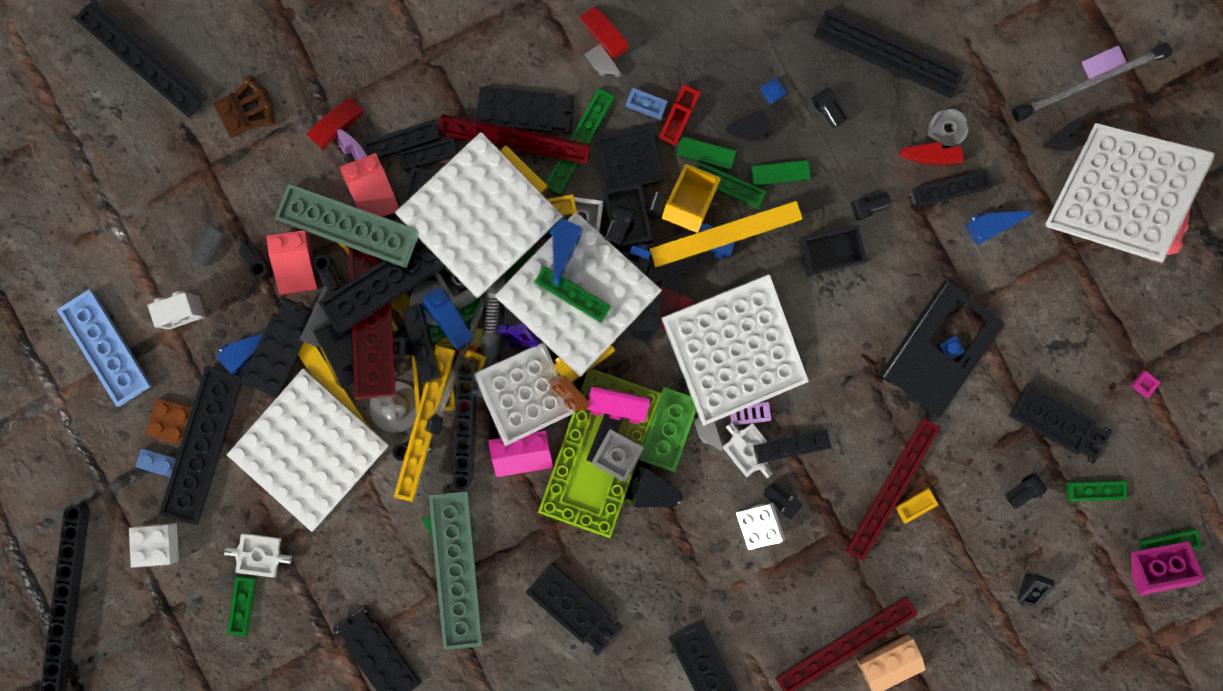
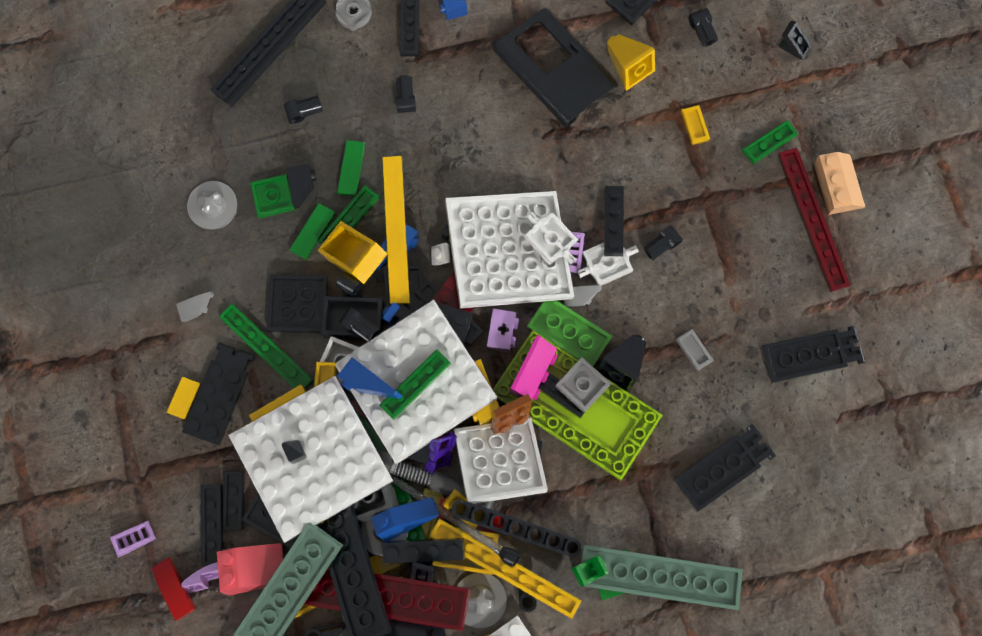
camera: 75 degrees left, 10 degrees down
(361, 59) = (128, 548): none -> lavender slope
(443, 503) = (590, 570): none -> green bracket
(478, 197) = (294, 451): none -> black slope
(512, 79) = (184, 398): none -> yellow tile
(516, 139) = (245, 405): dark red plate -> none
(521, 456) = (561, 477): dark pink slope -> none
(604, 32) = (166, 296): red slope -> none
(642, 359) = (500, 342): none -> lavender brick
(646, 104) = (248, 274): medium blue plate -> none
(680, 114) = (268, 245): red slope -> none
(682, 555) = (694, 350): none -> light grey tile
(708, 48) = (212, 205): none -> light grey hat
(714, 284) = (440, 254): none -> white plate
(731, 103) = (272, 196): none -> green tile
(755, 388) = (551, 238): none -> white plate
(760, 526) = (682, 268): white plate -> none
(772, 91) = (271, 156): blue plate -> none
(832, 251) = (438, 138): black piece -> none
(892, 489) = (675, 142): dark red plate -> none
(917, 585) = (770, 142): none -> green tile
(933, 154) = (374, 29): red slope -> none
(951, 347) = (555, 58): blue plate -> none
(969, 424) = (631, 59): none -> yellow slope

